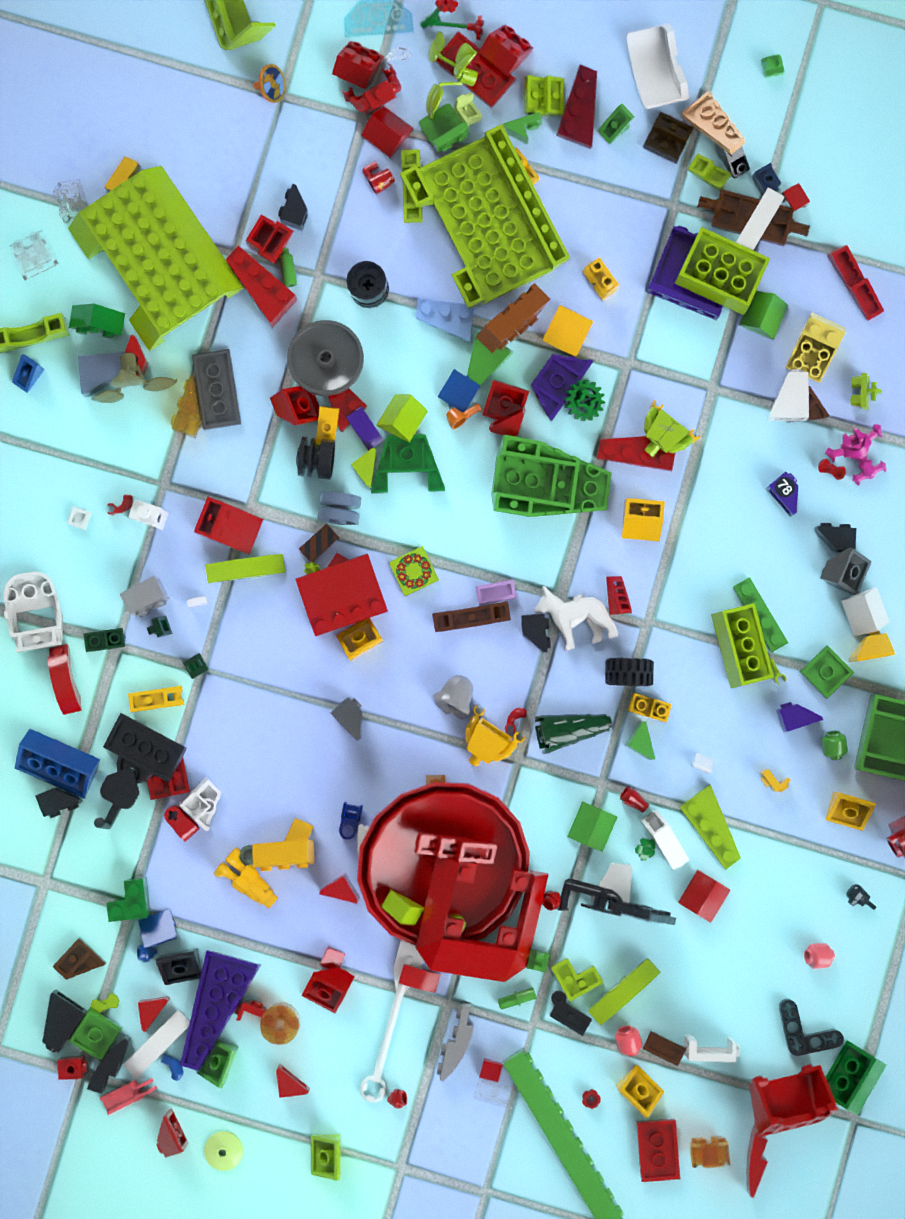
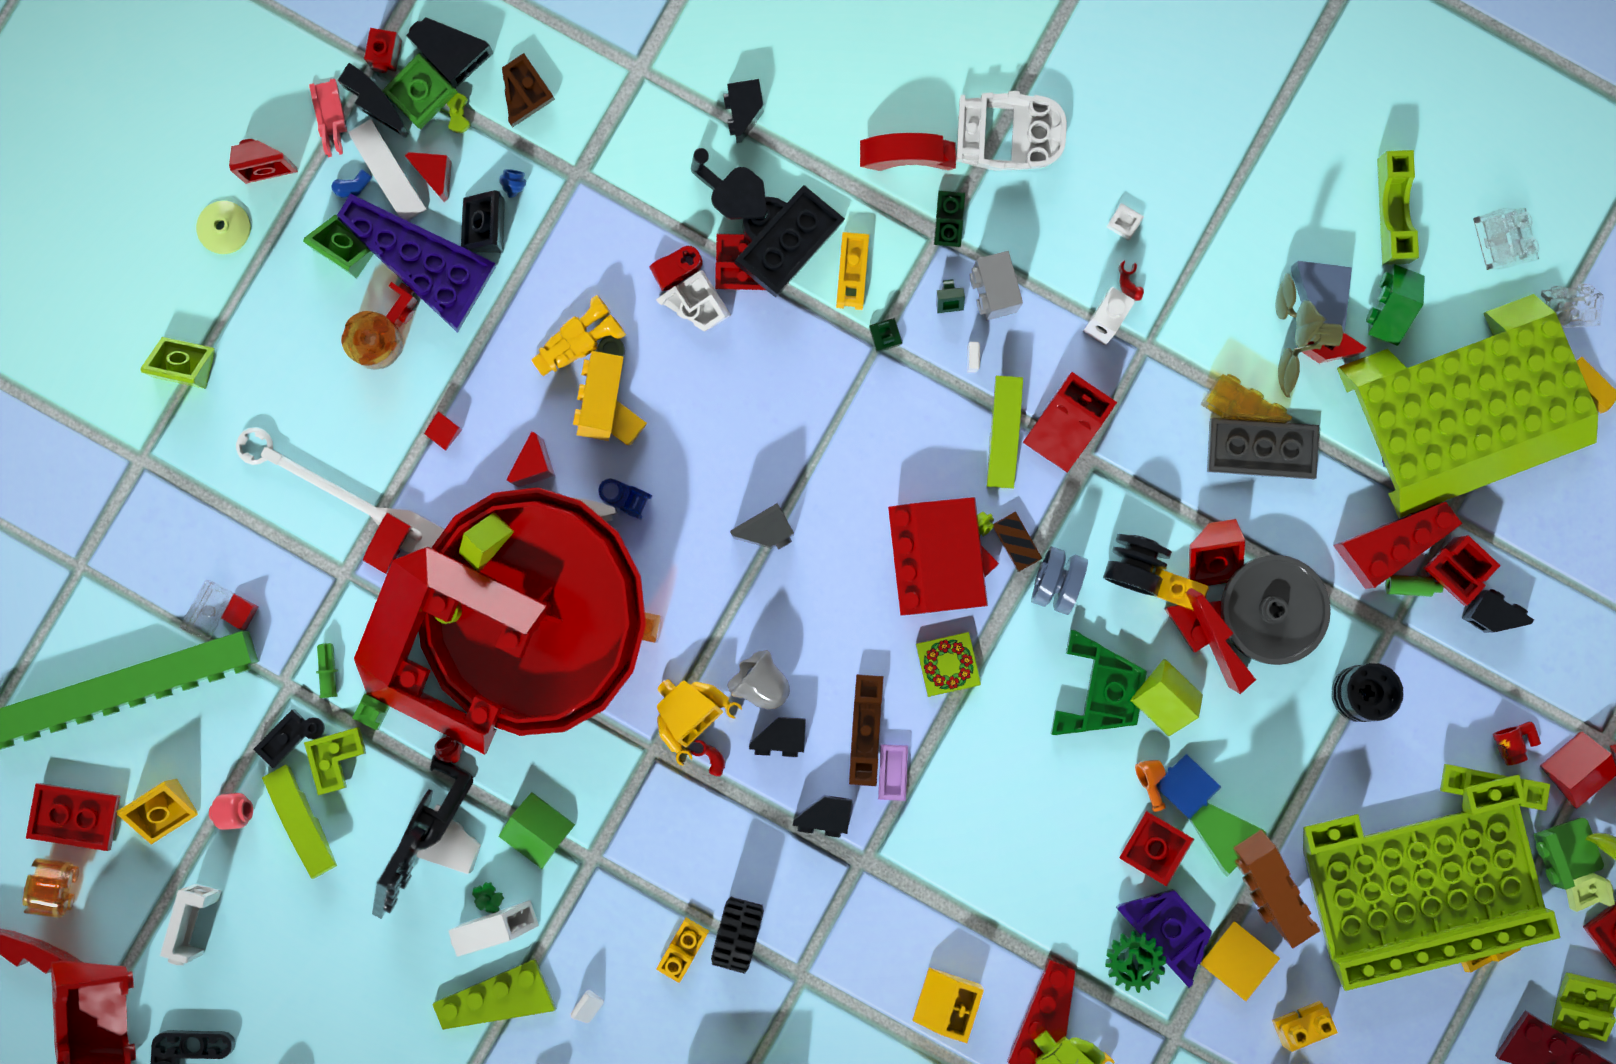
camera: 100 degrees right, 0 degrees up
(27, 373) = (1342, 194): blue slope -> none
(56, 763) = (796, 118): blue slope -> none
(135, 904) = (581, 182): green brick -> none
(157, 929) = (540, 204): piece -> none
(289, 1084) = (288, 334): red slope -> none
(328, 988) = (404, 417): red slope -> none
(350, 394) = (1217, 632): none -> red slope
(359, 638) = (871, 567): yellow slope -> none
(364, 428) = (1163, 641): dark purple slope -> none
(365, 467) = (1109, 630): lime slope -> none
(398, 1098) = (232, 476): red plate -> none
(447, 316) = (1297, 794): light blue wing -> none
(455, 847) = (549, 633): red slope -> none
(455, 1049) = (279, 569): light grey slope -> none
(487, 672) = (782, 735): none -> black slope
(508, 424) = (1124, 846): red slope -> none
(518, 127) = (1548, 958): bright green slope -> none
(545, 481) = (1033, 879): bright green wedge -> none
(568, 729) = (677, 827): dark green cone -> none
(572, 613) = (838, 871): white animal -> none
(596, 1099) = (160, 745): red plate -> none
(617, 600) = (842, 942): red slope -> none
(633, 799) = (561, 896): red cone -> none
(641, 741) = (637, 927): bright green slope -> none
(664, 1048) = (209, 858): reddish brown tile -> none
(704, 896) = (403, 964): red slope -> none

